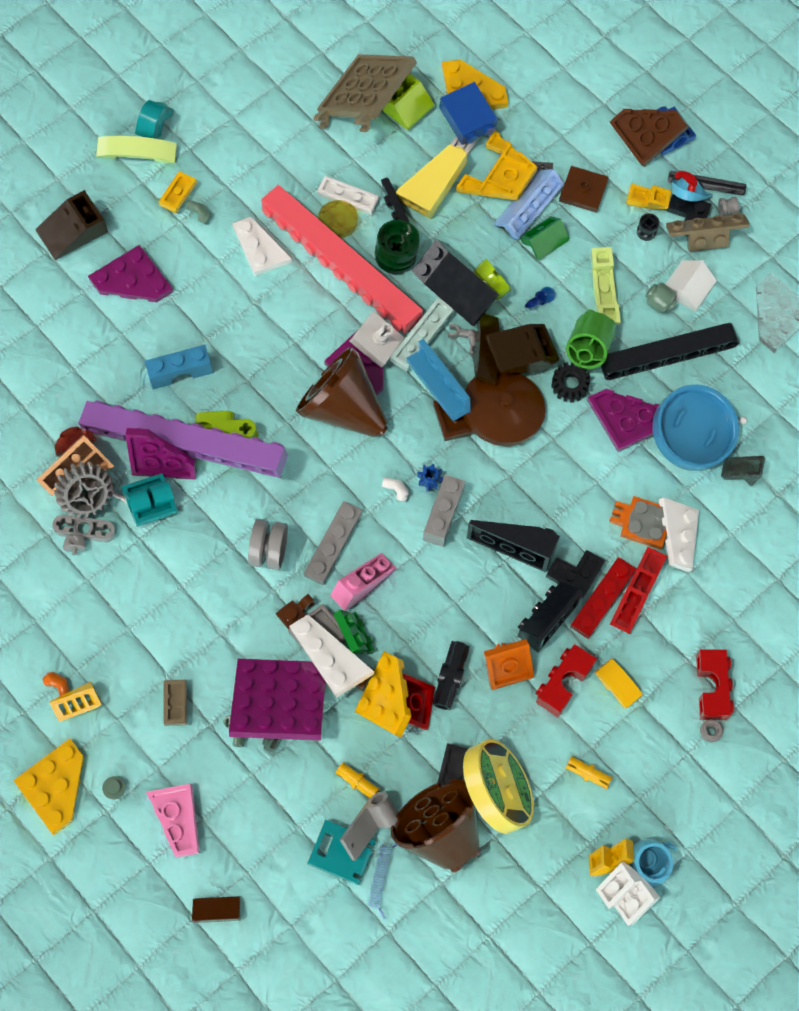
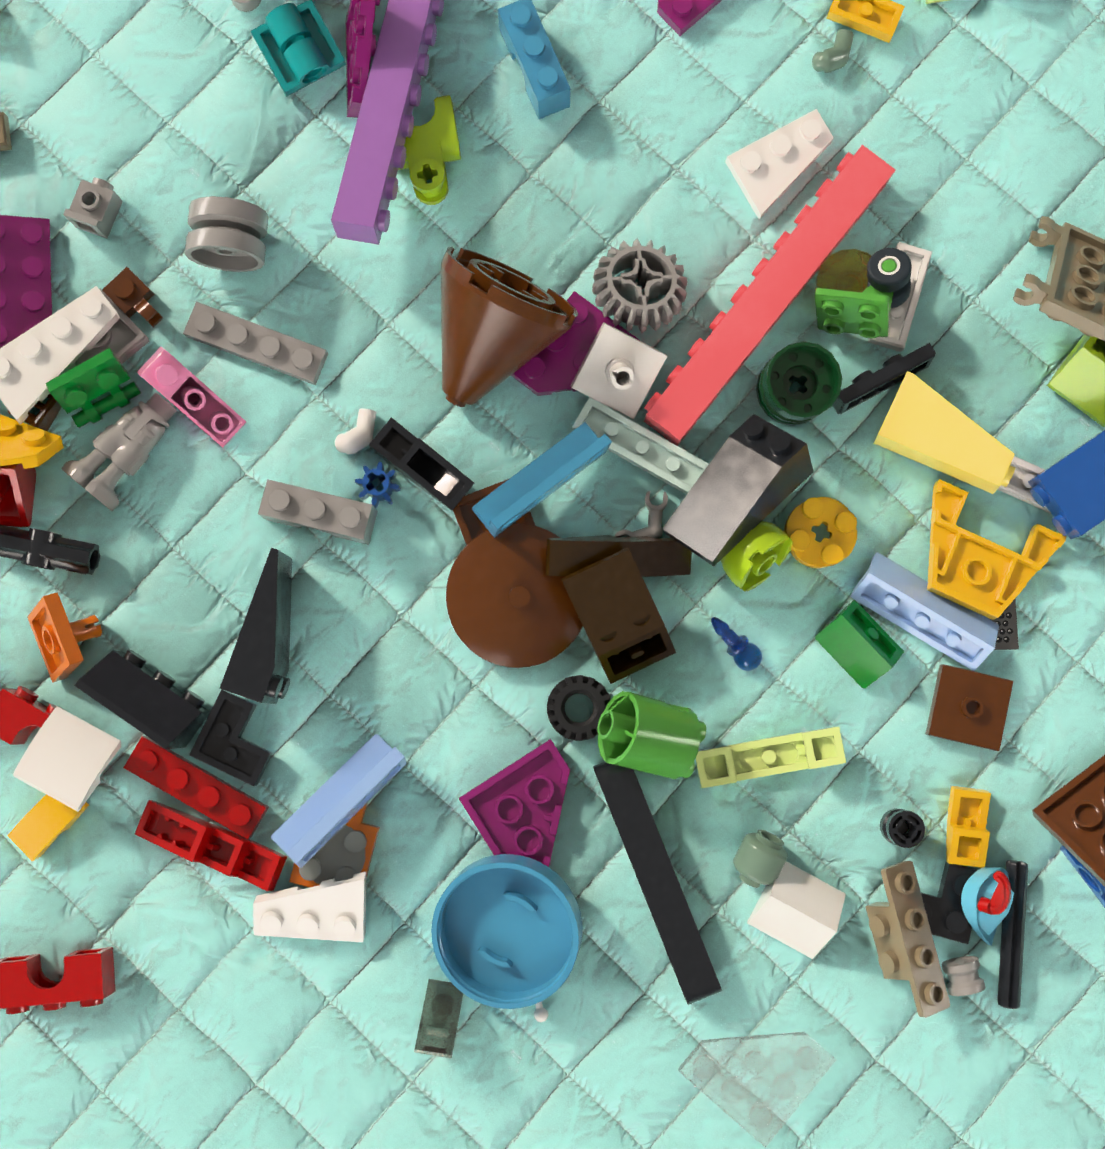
camera: 85 degrees right, 15 degrees up
(239, 634) = (95, 216): none -> light grey brick
(336, 329) = (654, 273): none -> light grey gear
(358, 202) = (868, 310): none -> bright green plate
(390, 620) = (126, 445): none -> light grey piece
(420, 452) = (421, 464): none -> black slope
(480, 239) = (839, 523): none -> yellow plate
(584, 656) = (67, 758): none -> white slope
(617, 512) = (338, 800): none -> light blue panel

